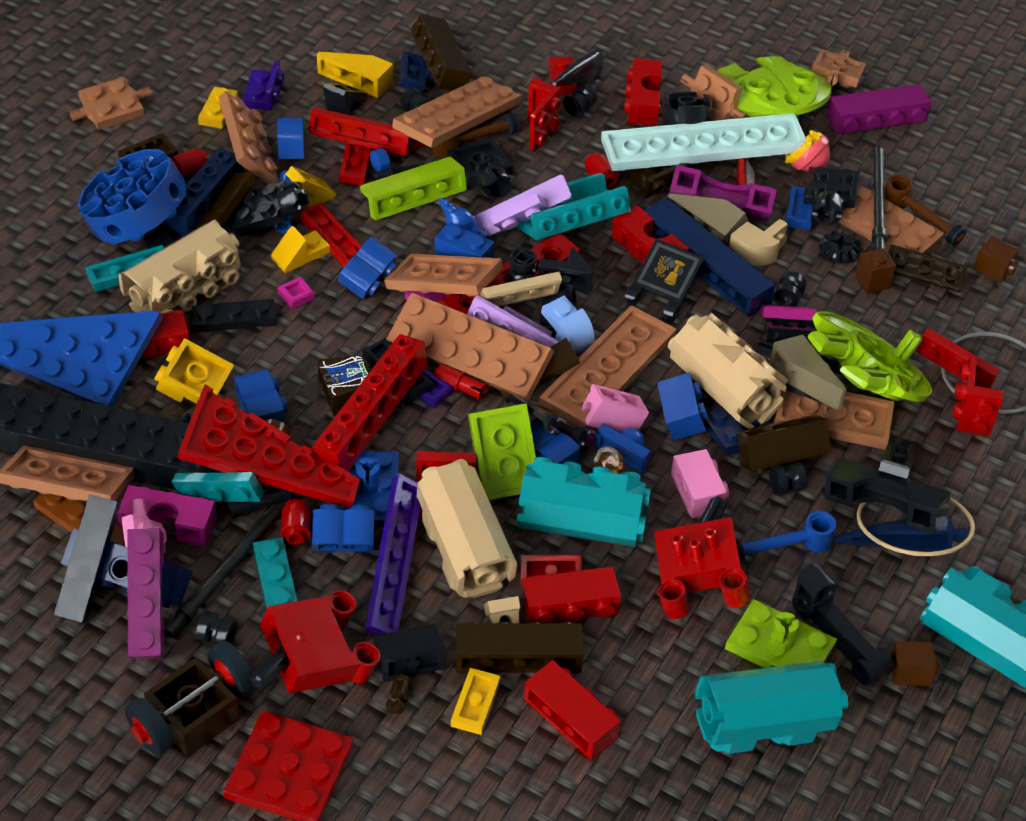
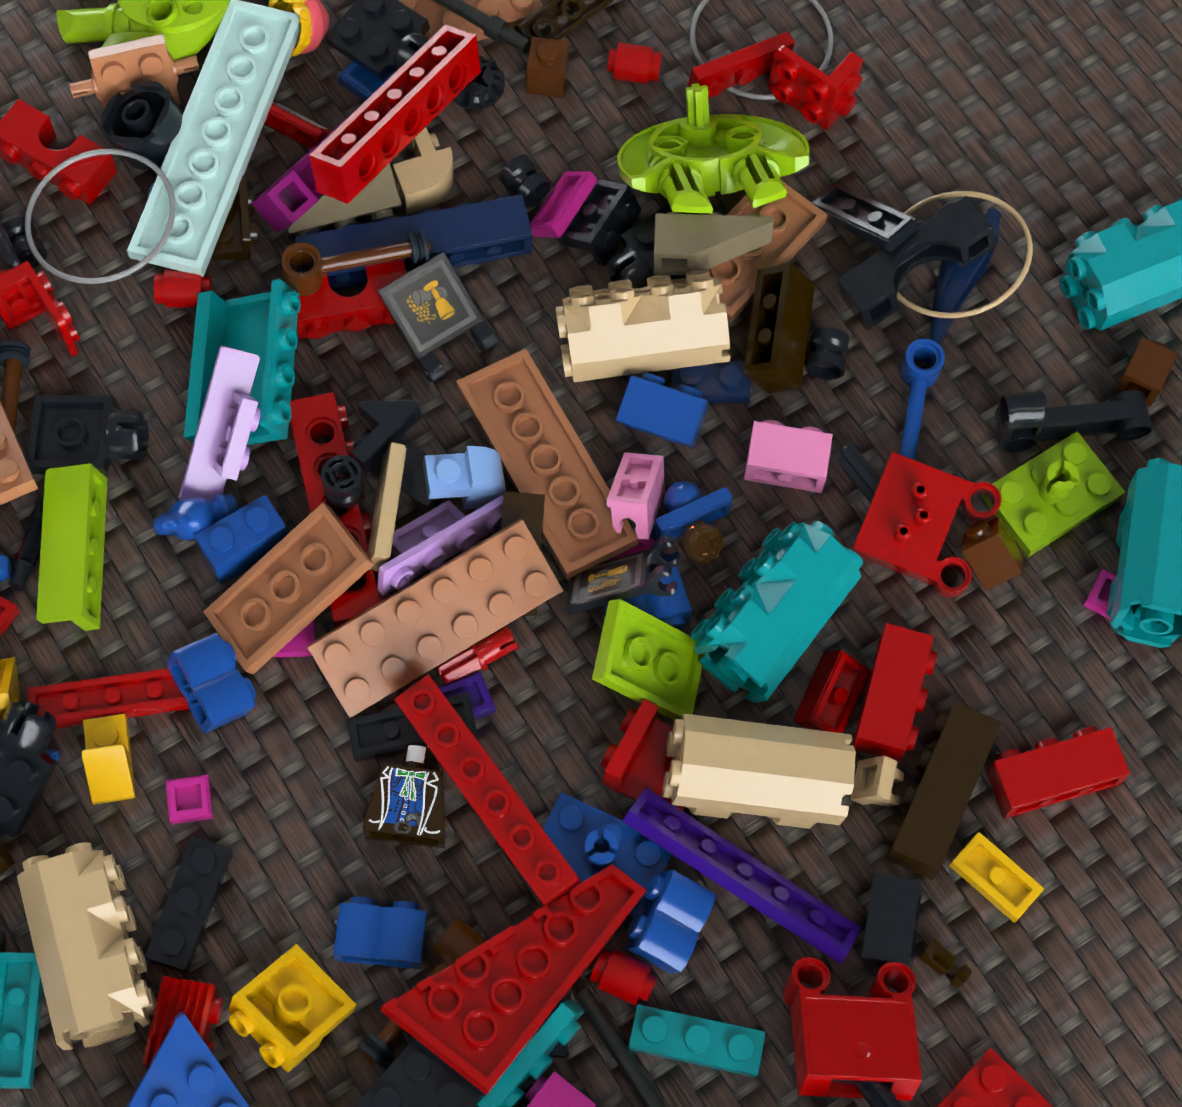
camera: 65 degrees left, 20 degrees up
(615, 140) = (149, 257): none -> light grey piece
(645, 206) = (307, 255): none -> reddish brown piece
(704, 608) = (992, 552): none -> reddish brown brick
(790, 195) = (395, 114): none -> red brick
(915, 311) = (634, 63): none -> red brick

